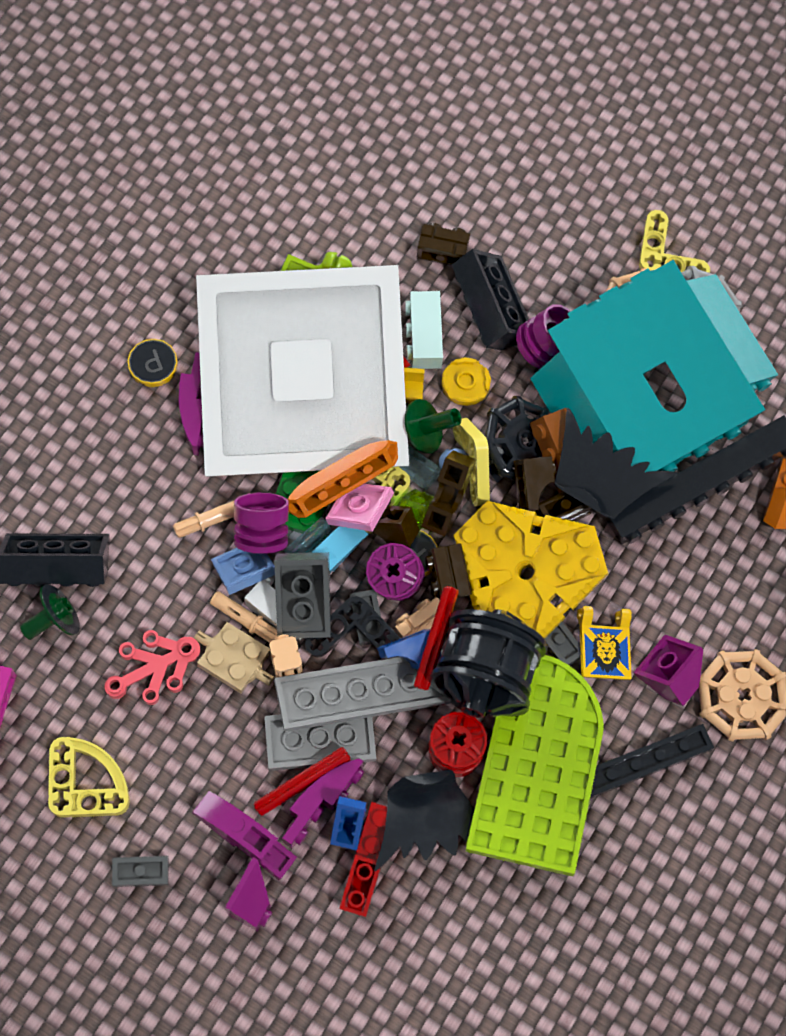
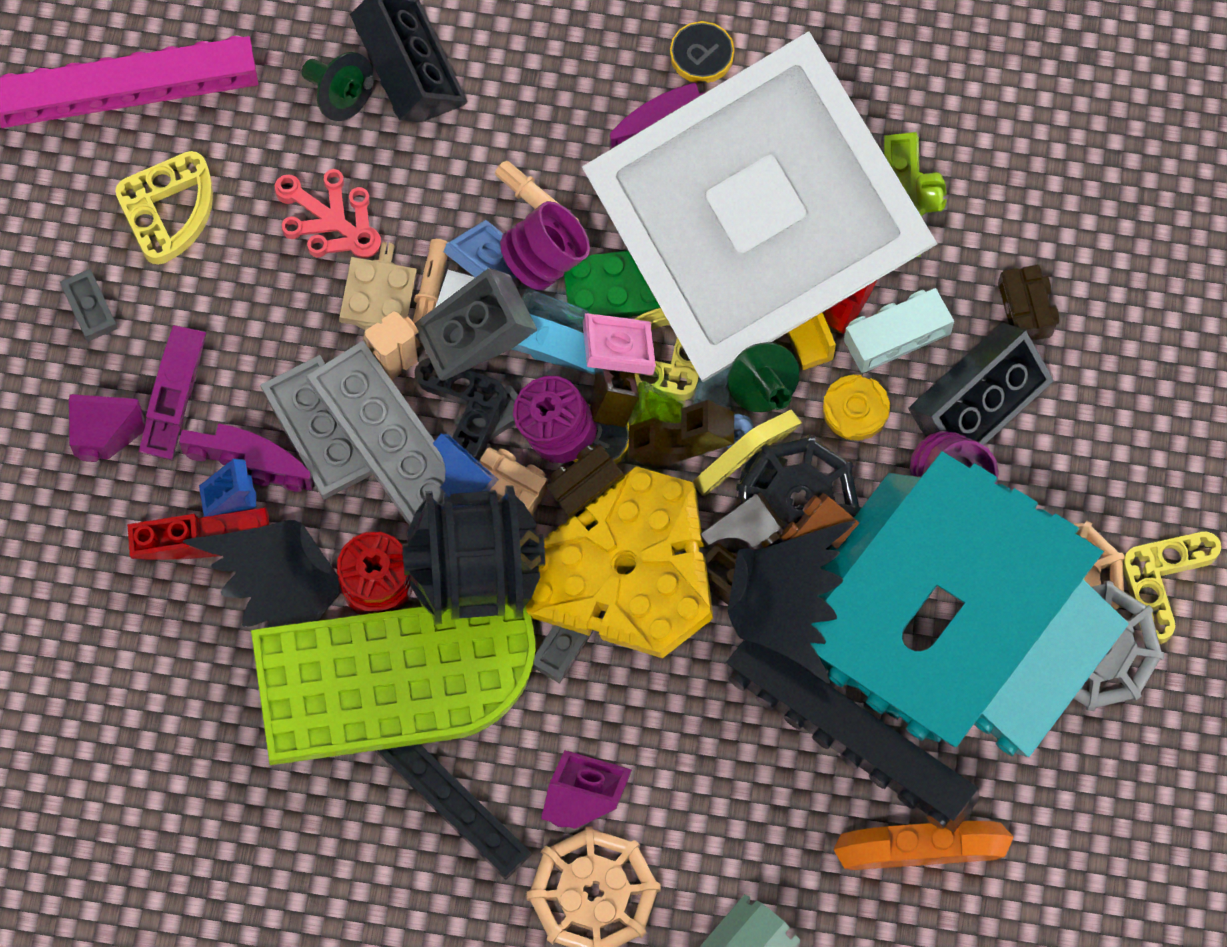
camera: 70 degrees right, 0 degrees up
(301, 781) = (259, 425): red axle -> none
(342, 477) = (645, 309): orange brick -> none
(436, 637) = (519, 479): red axle -> none
(605, 648) = (575, 703): flag -> none

